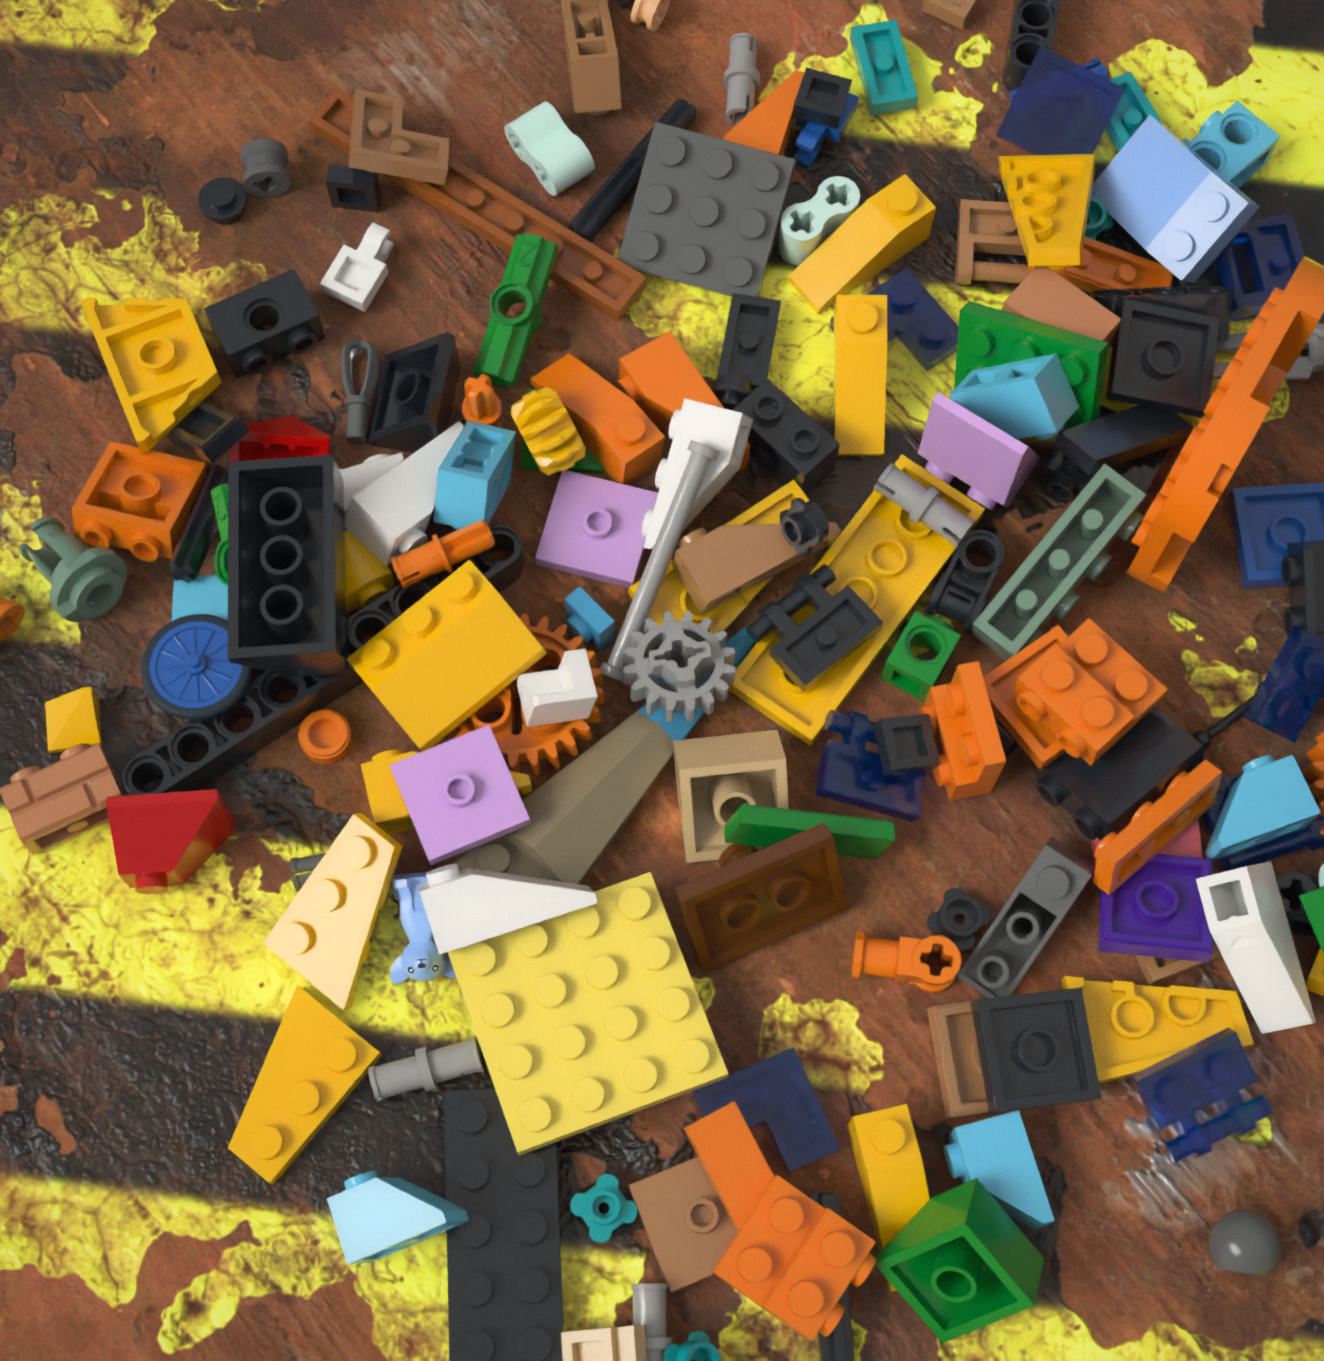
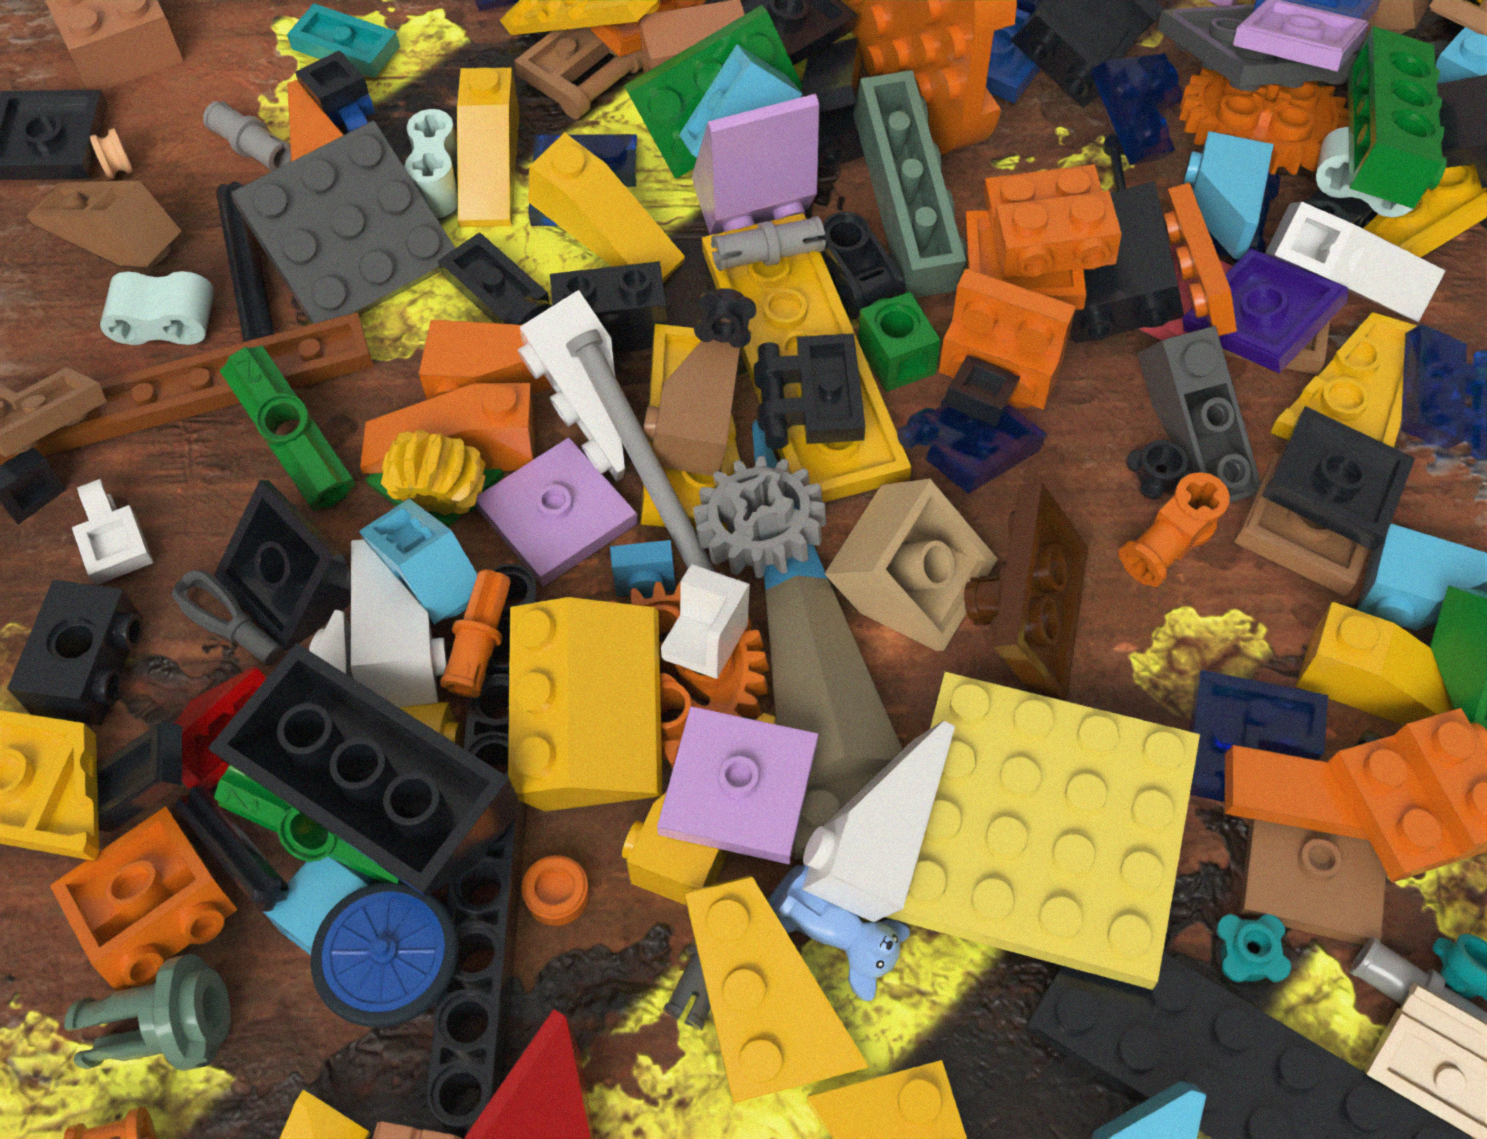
camera: 50 degrees left, 10 degrees down
(426, 1069) = (992, 1025): light grey pin -> none
(481, 402) = (352, 504): orange axle -> none
(770, 825) = (987, 531): green tile -> none

